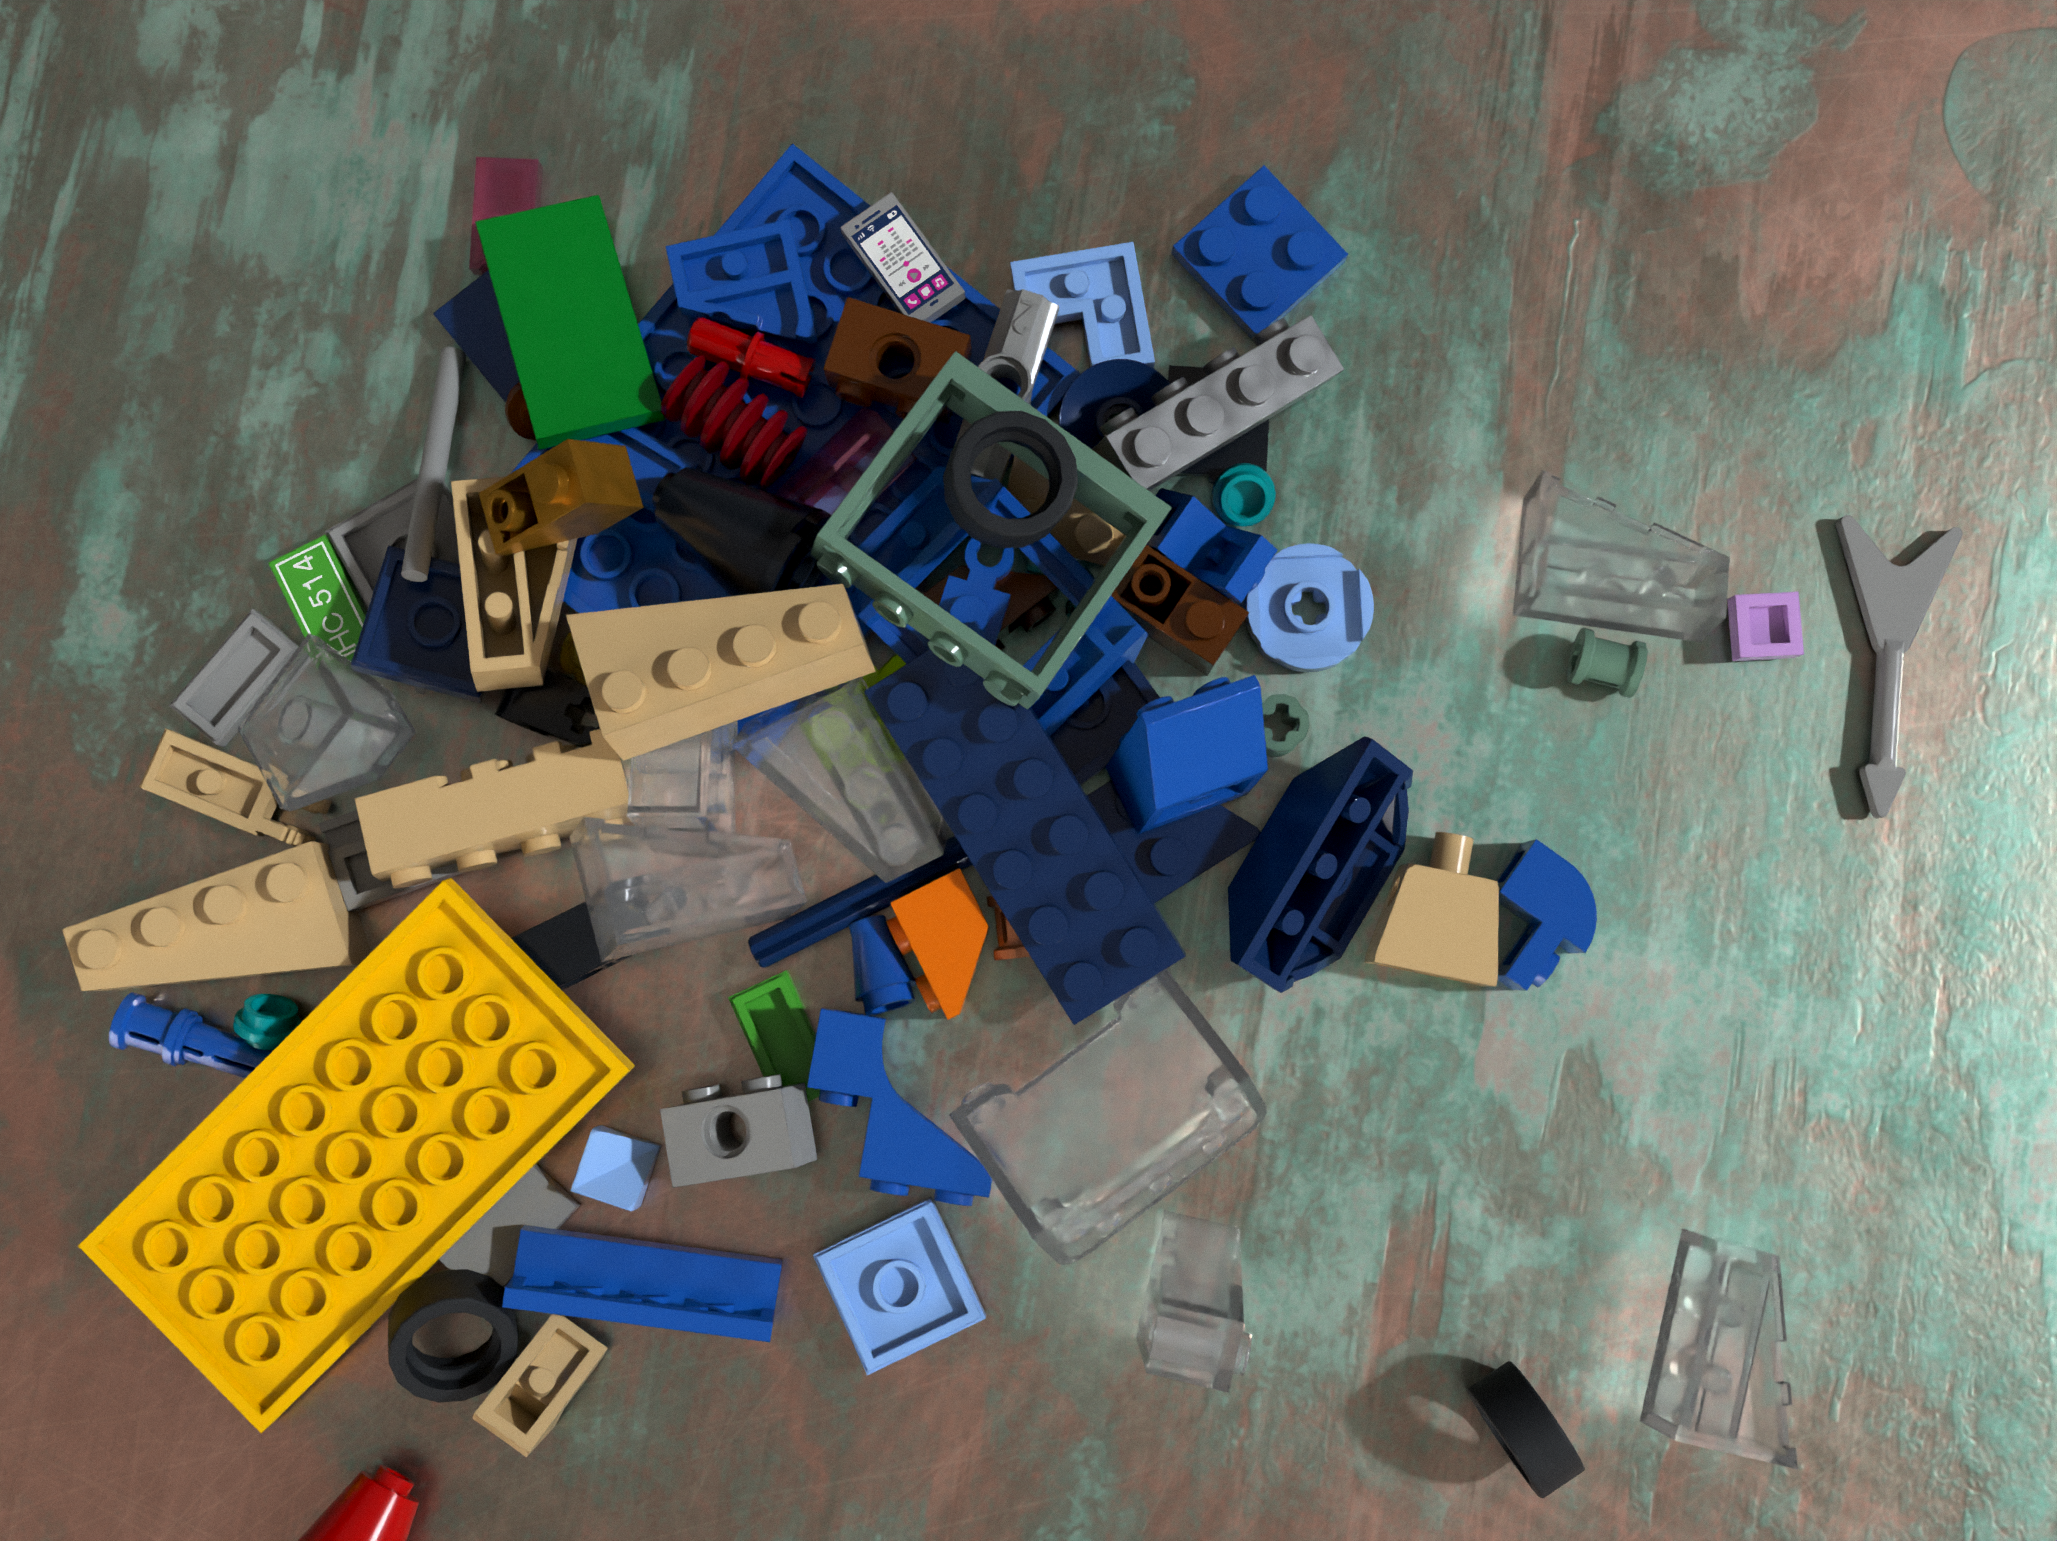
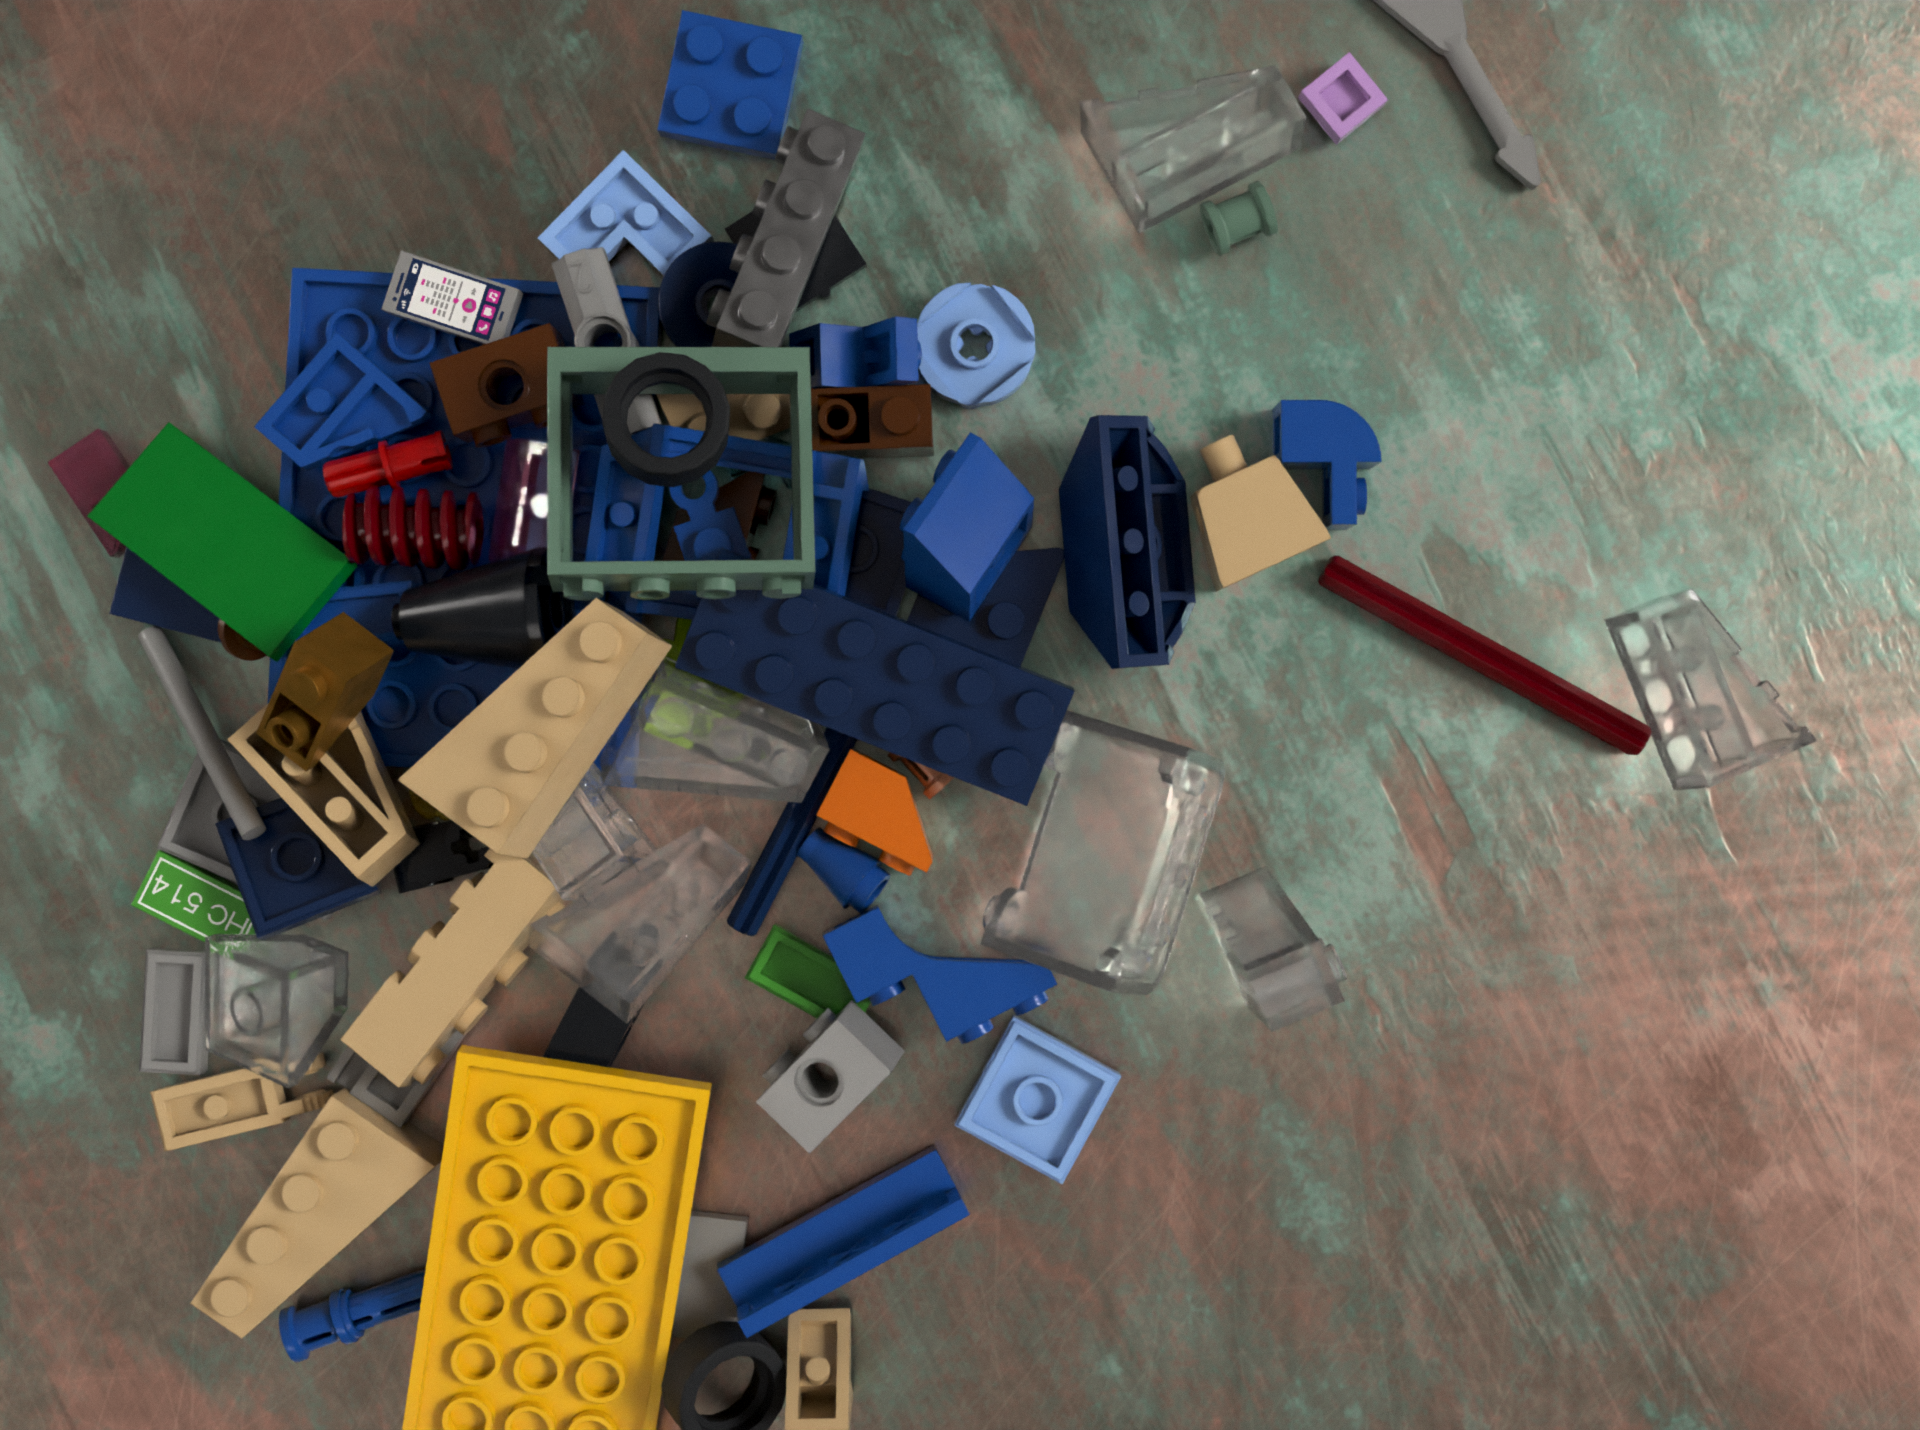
camera: 40 degrees left, 5 degrees up
(266, 1020) = (401, 1255): teal plate -> none
(615, 1168) = (755, 1169): light blue slope -> none
(1243, 494) = (858, 290): teal plate -> none
(1291, 715) = (1021, 439): sand green bush -> none
(1526, 1429) = (1591, 860): black tyre -> none
(1557, 1185) = (1484, 655): none -> dark red axle

